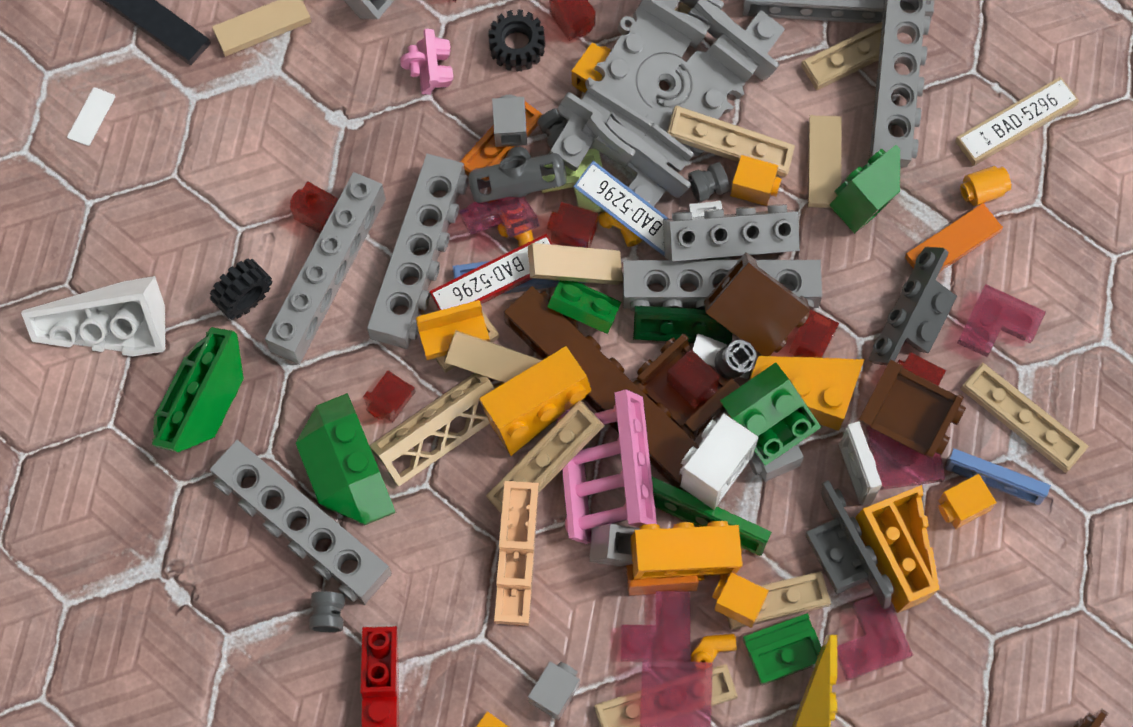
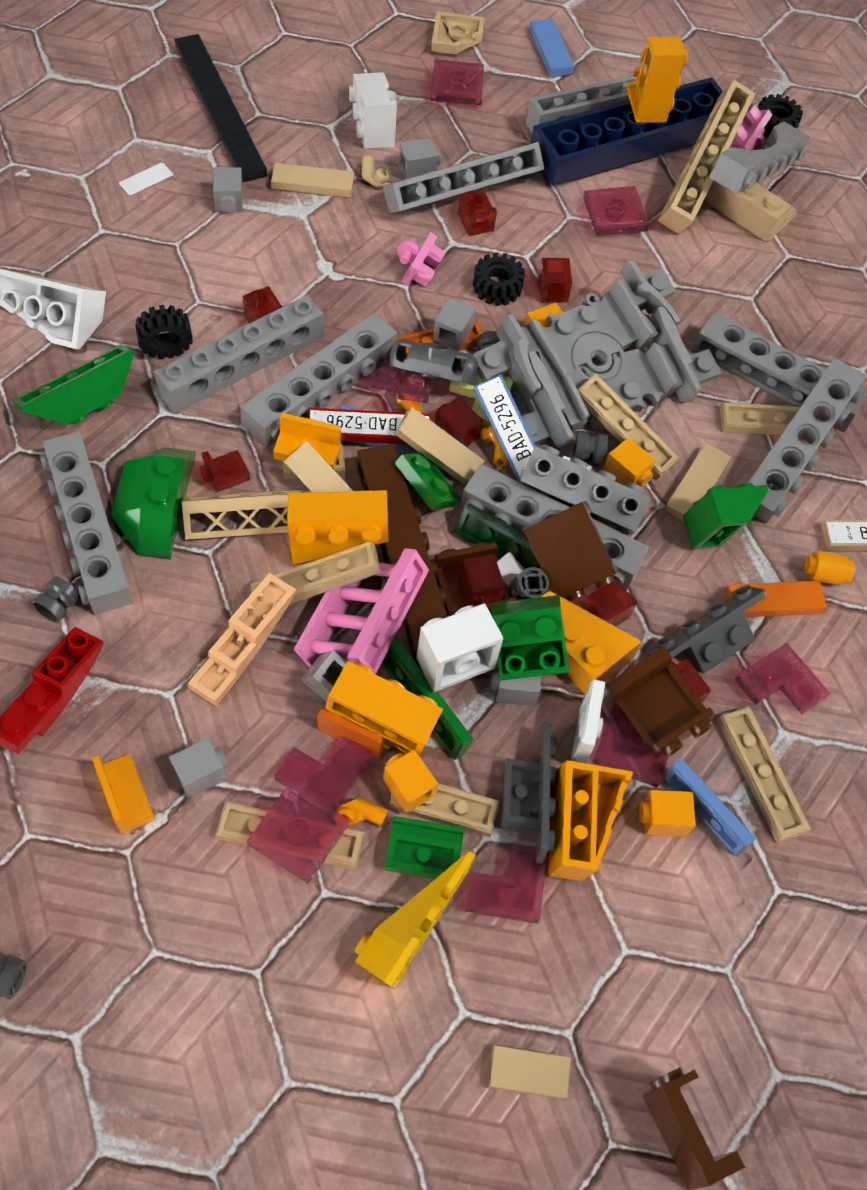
camera: 20 degrees right, 10 degrees down
(188, 87) = (228, 189): none -> light grey brick

